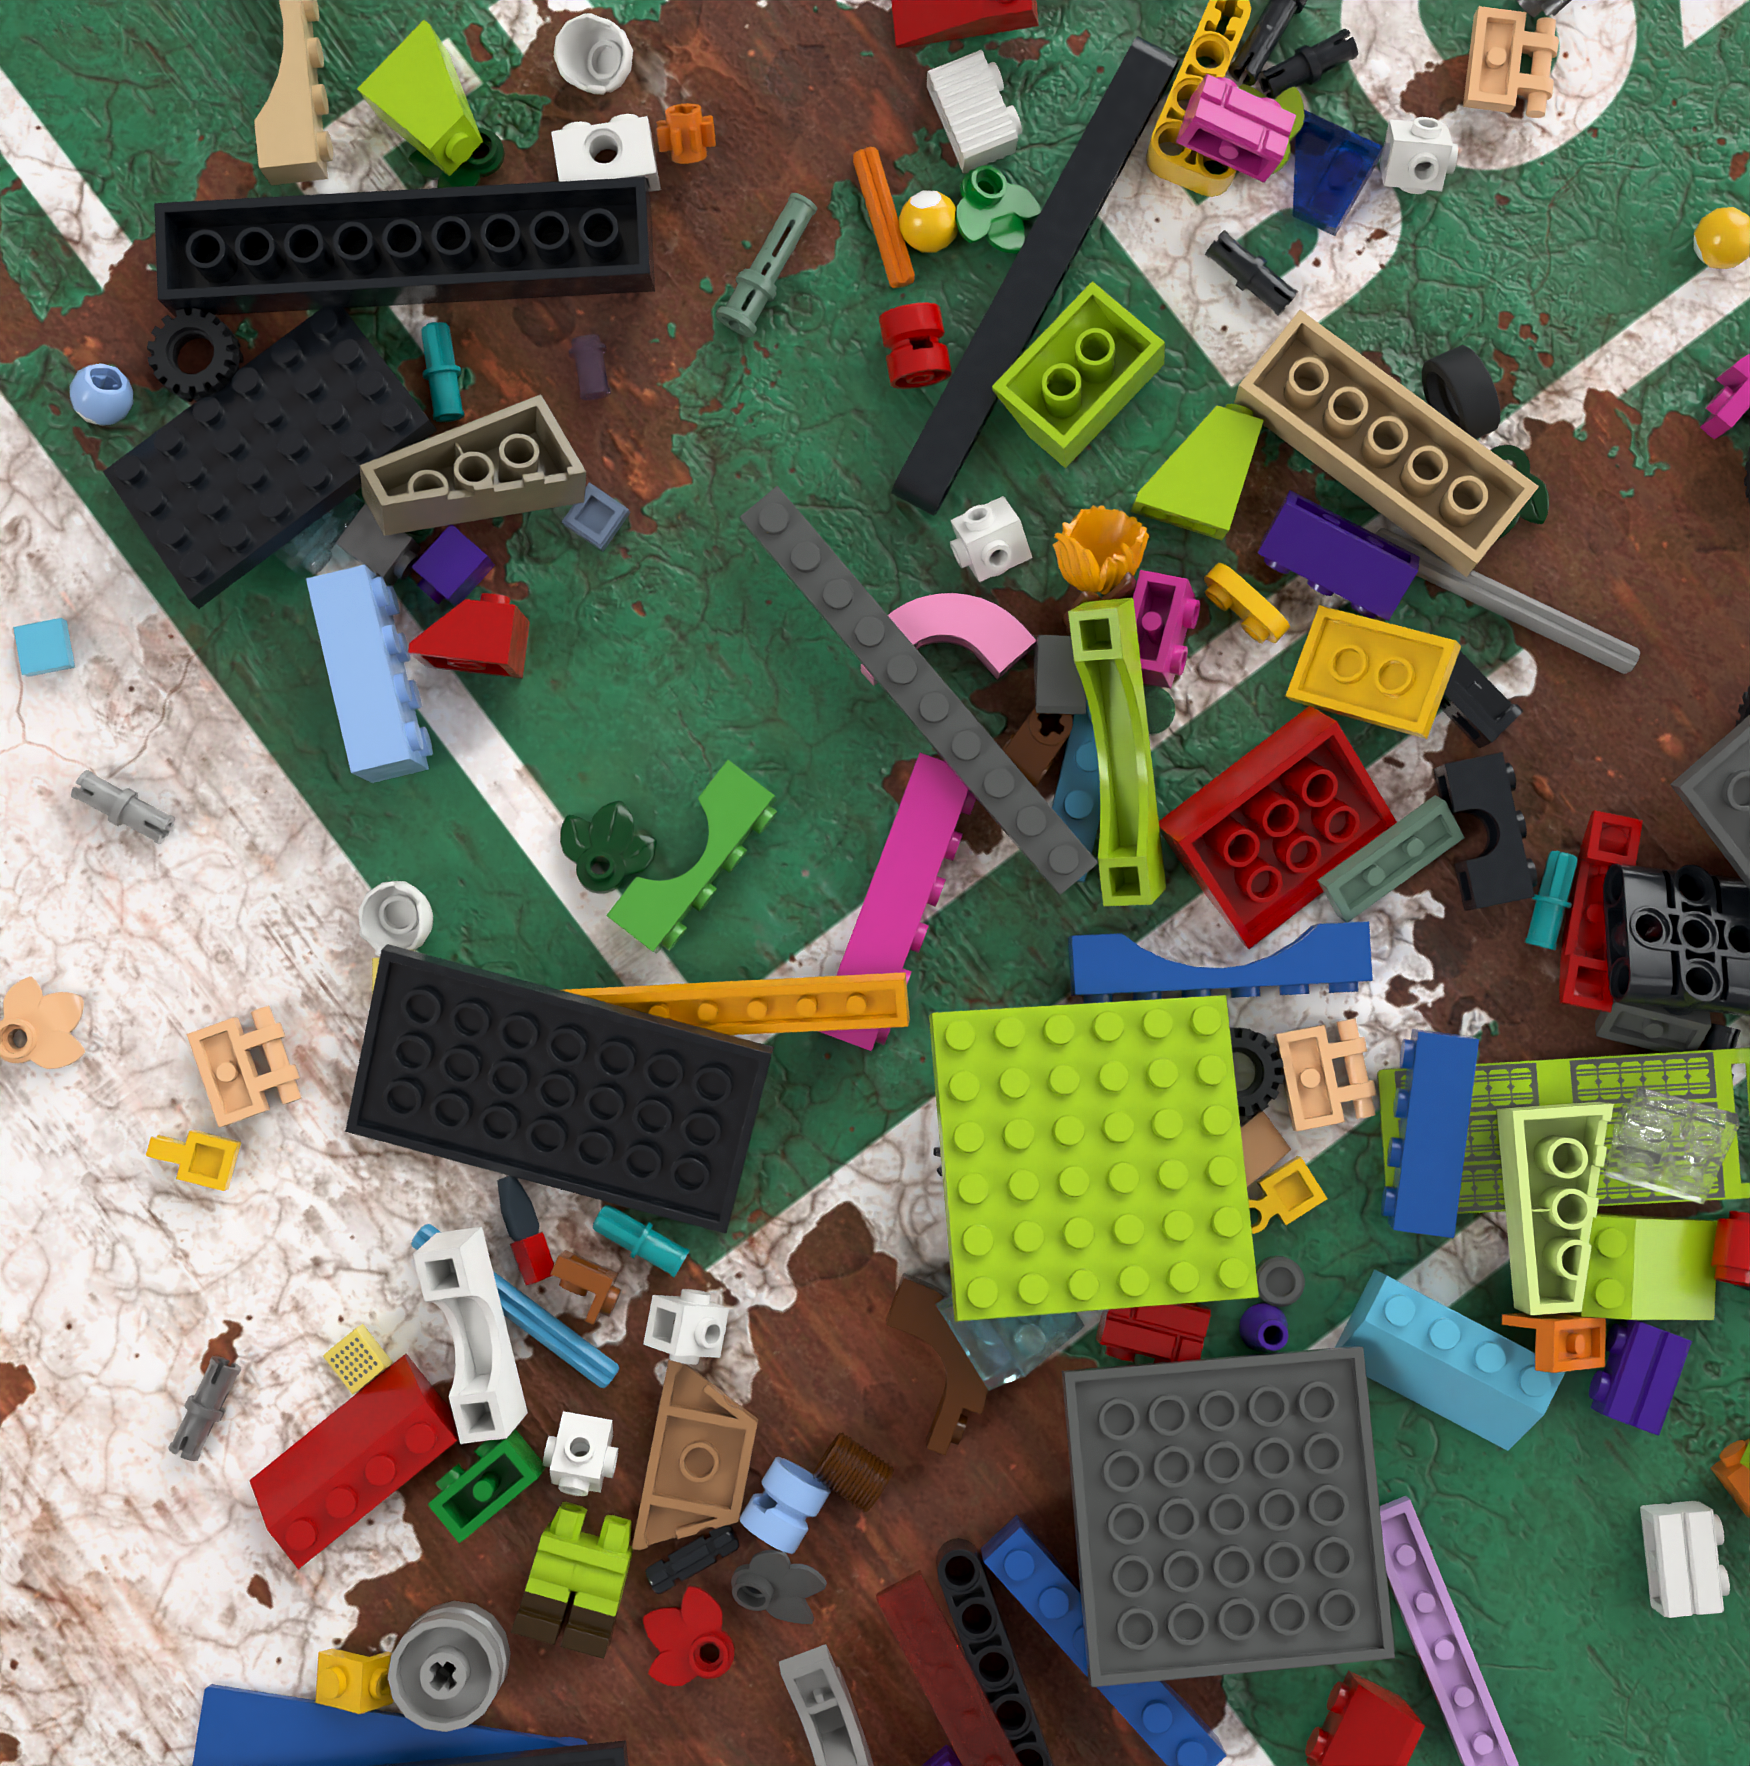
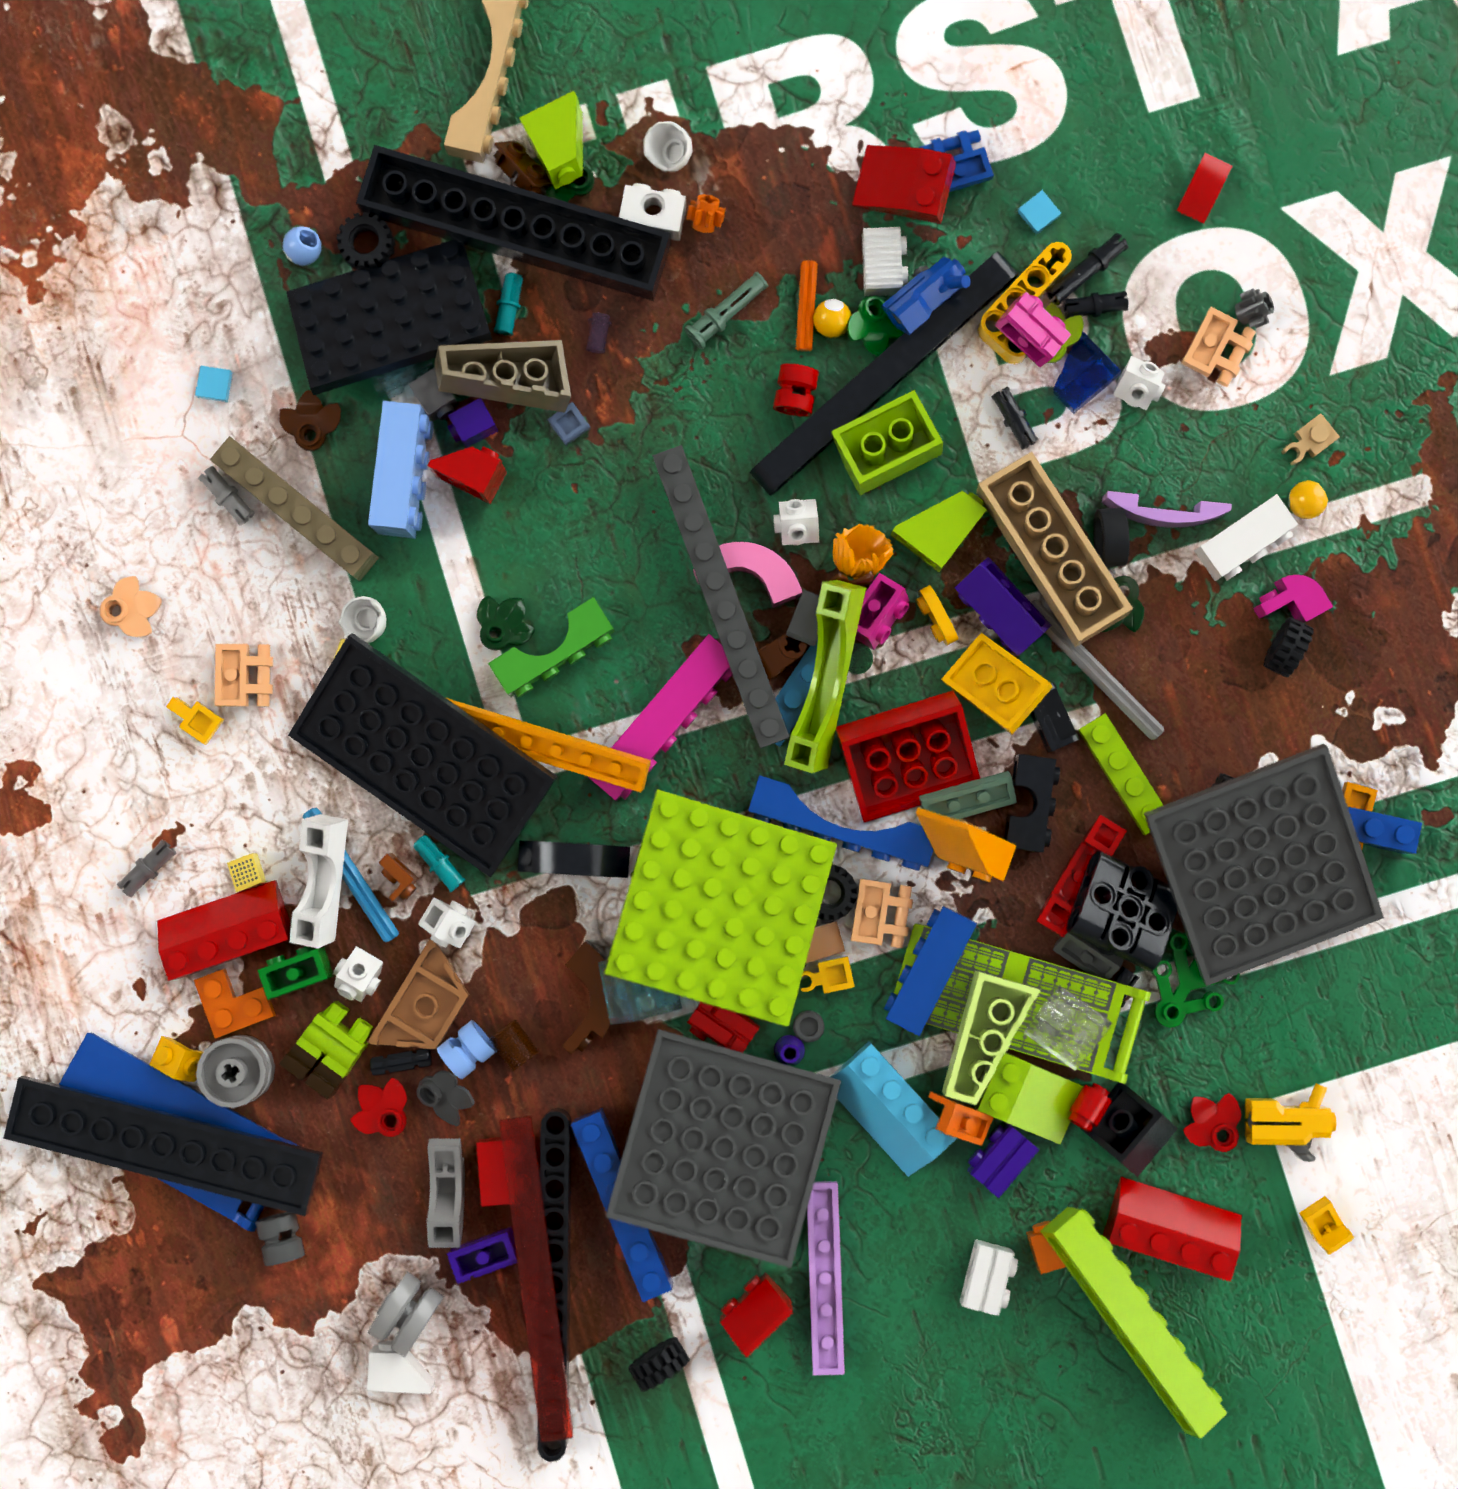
camera: 25 degrees right, 0 degrees up
(205, 645) = (308, 417): none -> reddish brown plate
(231, 789) = (294, 508): none -> dark tan arch
(370, 155) = (513, 159): none -> reddish brown hinge
(405, 1578) = (225, 1010): none -> orange plate
(523, 1227) = (372, 829): piece -> none
(840, 1162) = (573, 859): none -> black arch
(890, 1675) = (492, 1172): none -> red brick
(1055, 133) = (925, 293): none -> blue piece
(1422, 929) = (967, 846): none -> light orange slope
(1525, 340) = (1203, 511): none -> lavender slope
(1552, 900) = (1055, 859): teal axle -> none
(1601, 736) = (1121, 769): none -> lime plate
(1657, 327) = (1247, 539): none -> white brick
(1695, 148) = (1312, 438): none -> tan plate

